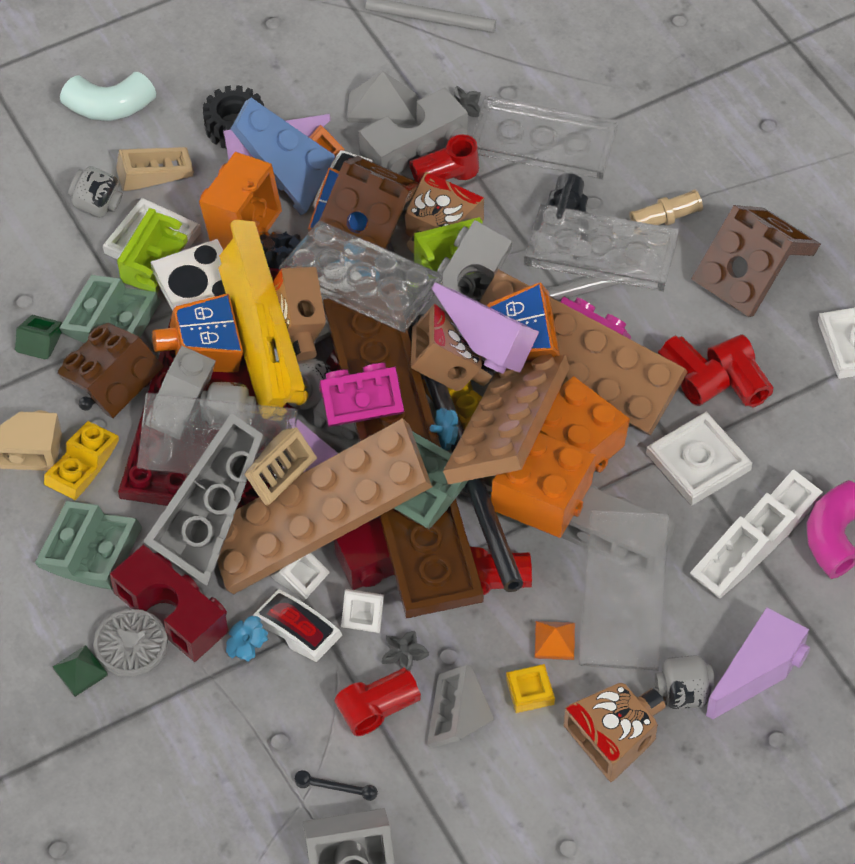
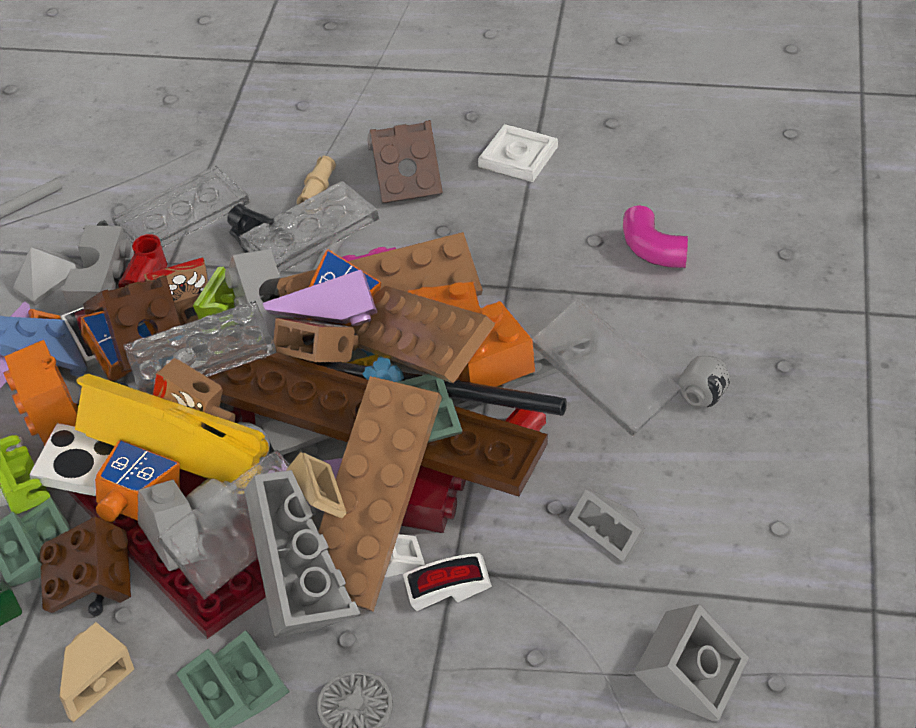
camera: 50 degrees left, 10 degrees down
(83, 460) = (147, 641): yellow slope -> none
(150, 580) = (316, 650): dark red arch -> none
(245, 638) = (427, 620): dark azure plant -> none
(304, 780) = (585, 658): black hinge -> none
(361, 395) = (310, 402): dark pink bracket -> none
(362, 610) = (474, 530): white slope -> none
(368, 705) = (561, 572): red piece -> none
(404, 650) = (529, 529): dark grey plant -> none
(530, 688) = (628, 472): yellow tile -> none
(554, 640) = (600, 437): orange slope -> none
(614, 726) = (709, 440): medium nougat torso -> none
(699, 458) = (527, 278): white tile -> none
(703, 377) = (475, 232): red piece -> none
(744, 373) = (474, 215): red piece -> none
(757, 534) = (619, 281): white slope -> none
(761, 662) = (719, 327): lavender slope -> none

